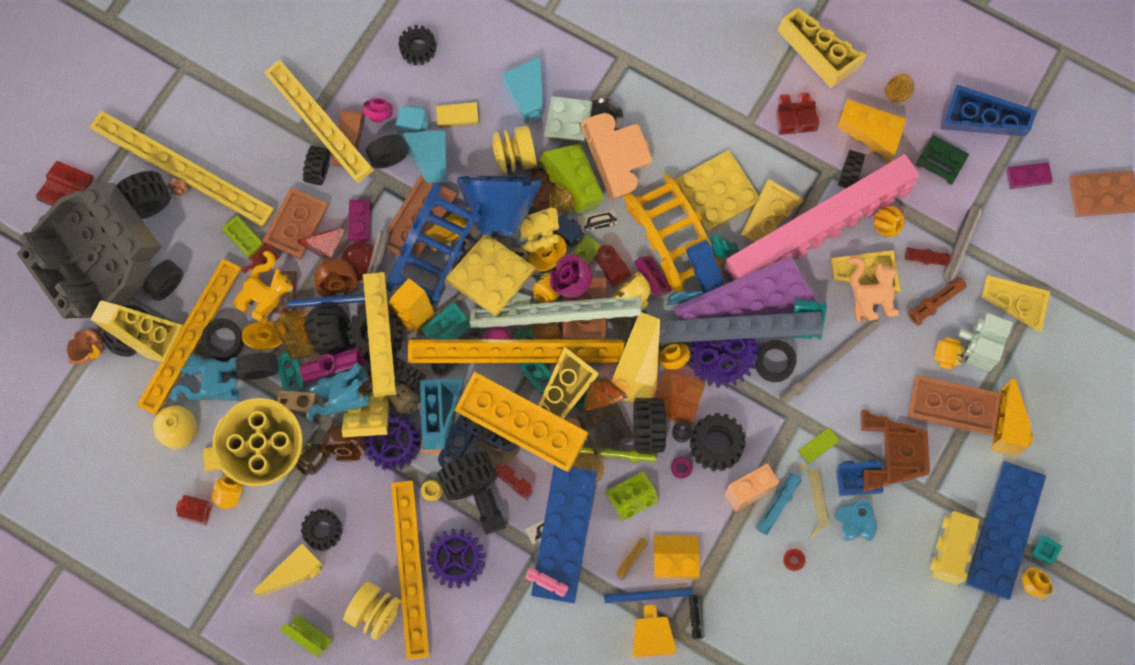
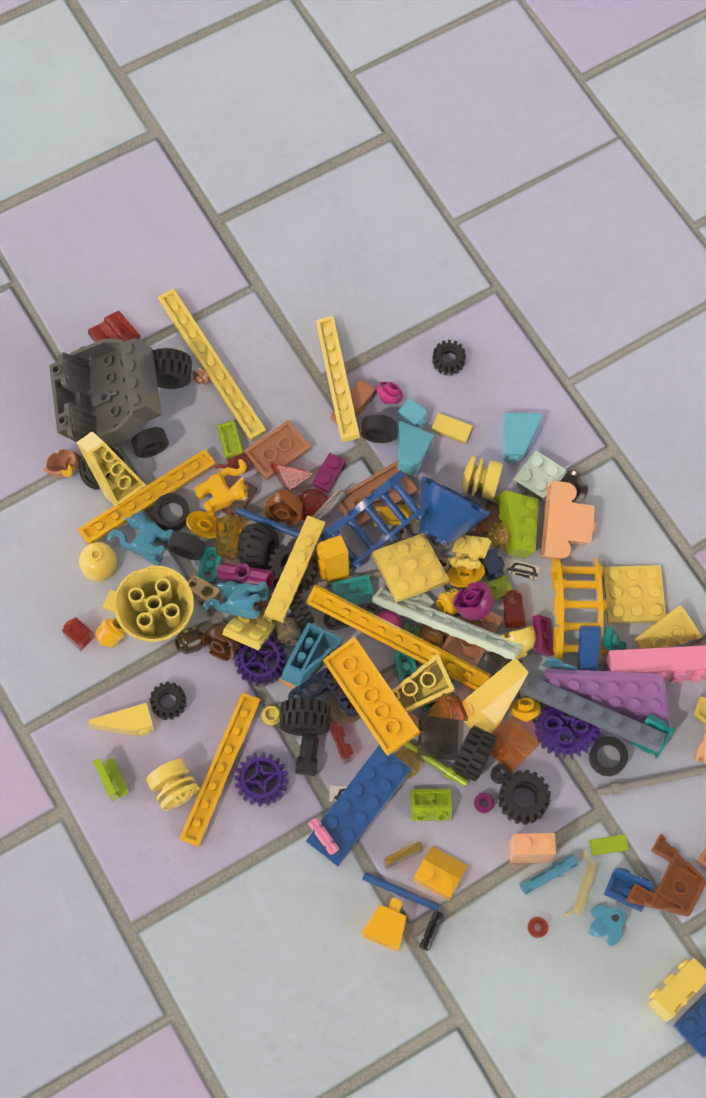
camera: 25 degrees right, 5 degrees down
(316, 165) = (317, 412): black tyre -> none

